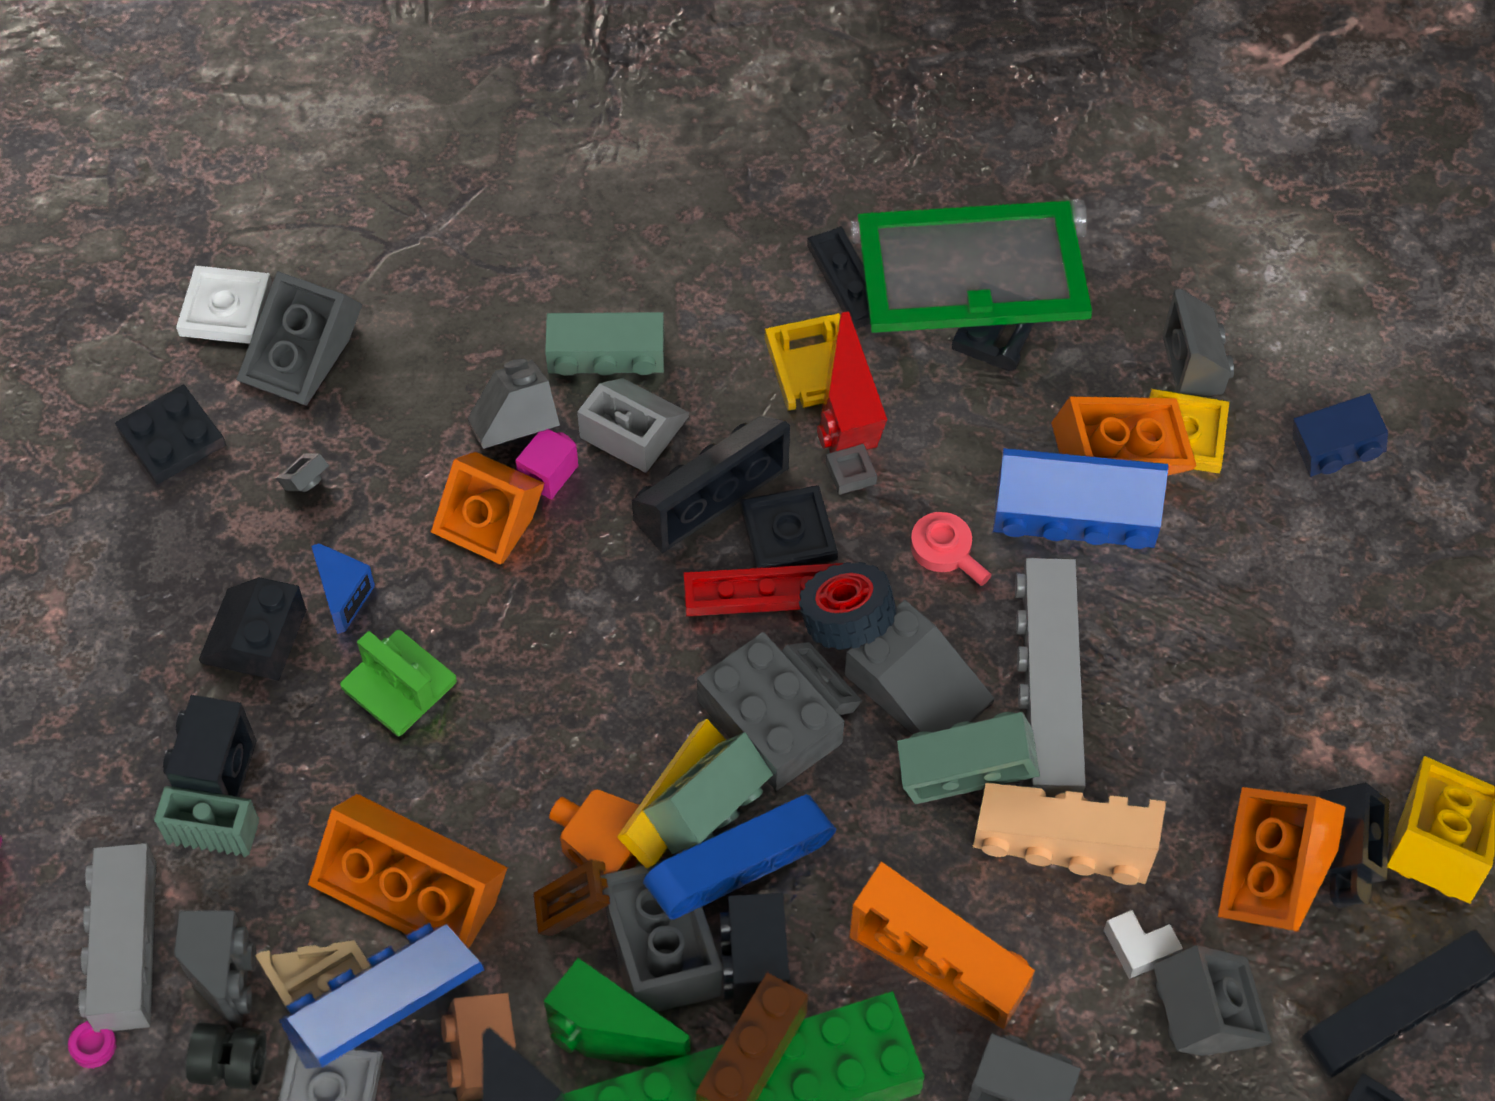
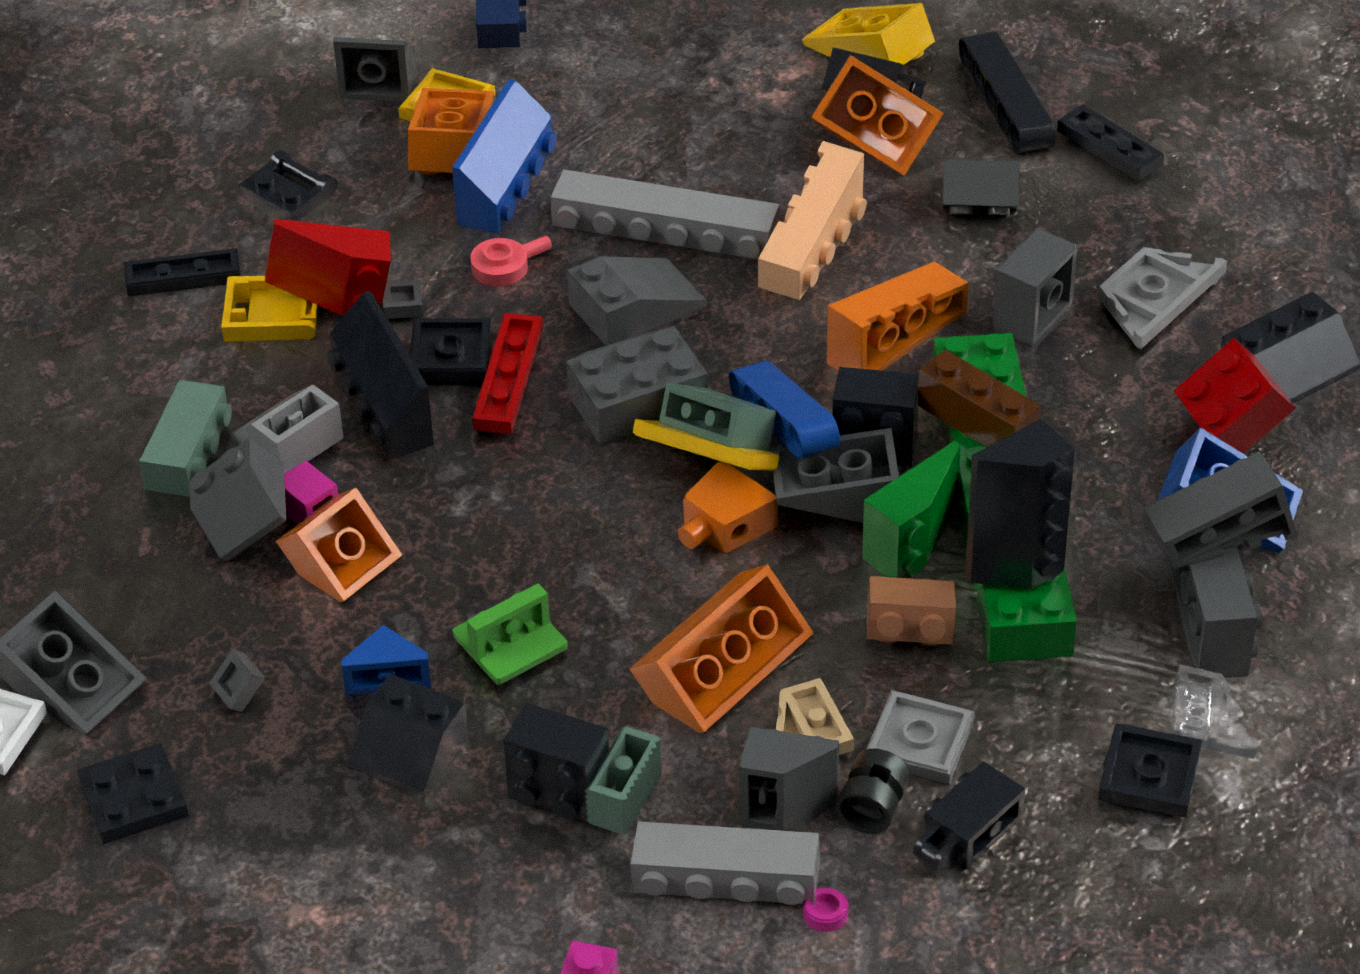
camera: 75 degrees left, 15 degrees down
(379, 995) = (857, 655): slope -> none
(571, 906) = (787, 494): reddish brown tile -> none
(847, 605) = (563, 299): black wheel -> none
(968, 757) = (730, 264): sand green brick -> none
(973, 265) = (217, 182): door -> none
(1135, 948) = (919, 219): white piece -> none

